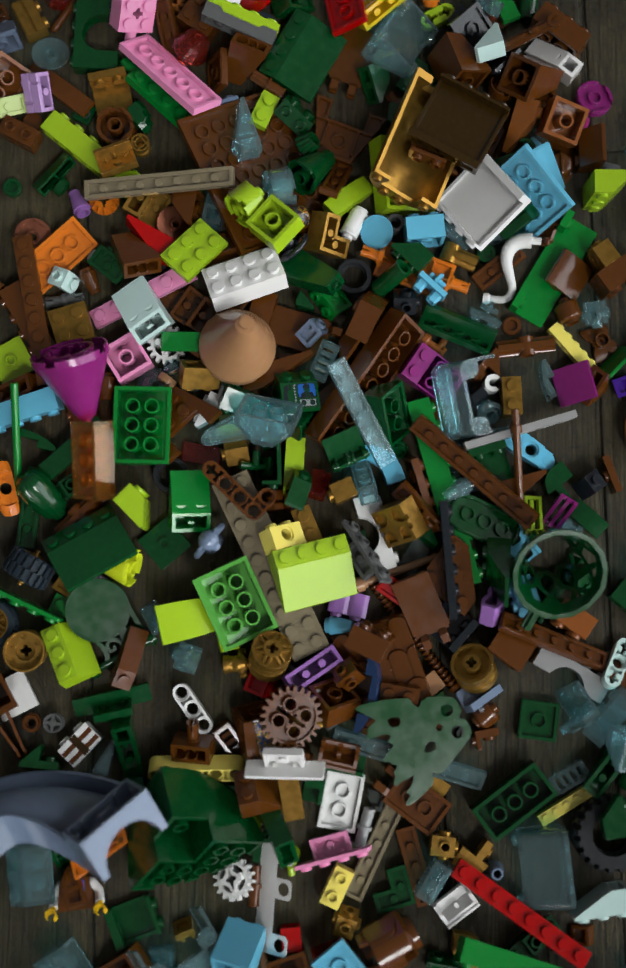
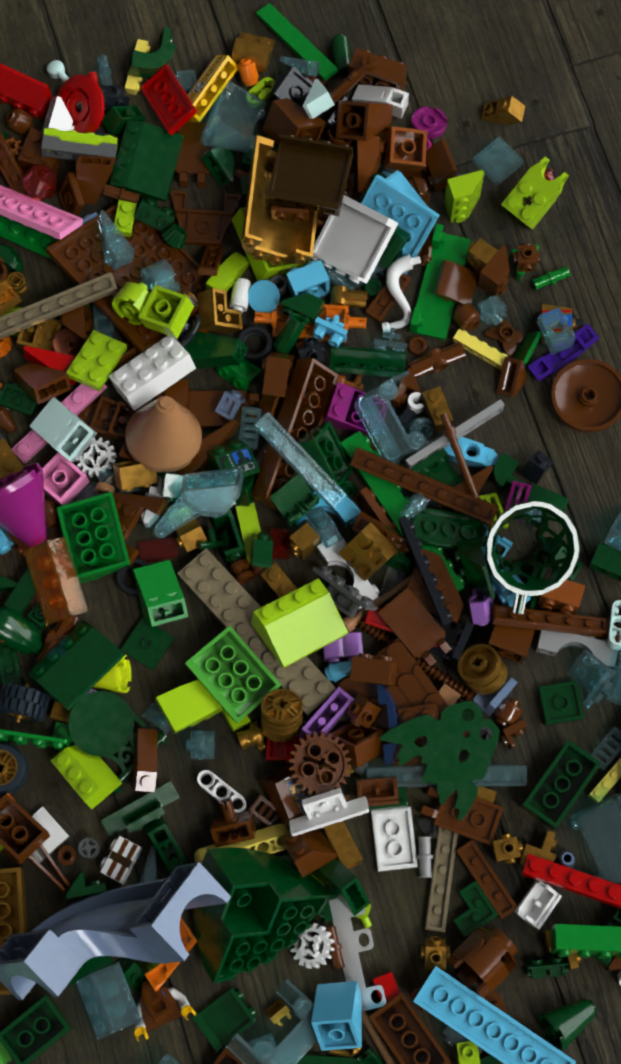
camera: 10 degrees left, 10 degrees down
(19, 660) = (31, 779): pearl gold wheel -> none
(135, 504) = (108, 612): lime slope -> none
(180, 341) = (106, 448): green slope -> none
(210, 541) = (190, 626): sand blue piece -> none
(236, 488) = (202, 565): reddish brown beam -> none
(281, 536) = (257, 597): light yellow brick -> none
(303, 303) = (215, 382): dark green slope -> none
(311, 170) = (185, 258): dark green cone -> none
(313, 791) = (364, 836): dark green panel -> none
(331, 848) = (399, 885): bright pink bracket -> none
(336, 885) = (415, 921): light yellow brick -> none
(432, 881) = (506, 884): clear light blue brick -> none
(545, 373) = (464, 380): clear light blue slope -> none
(574, 383) = (493, 379): magenta tile -> none
(609, 474) = (554, 452): reddish brown plate -> none

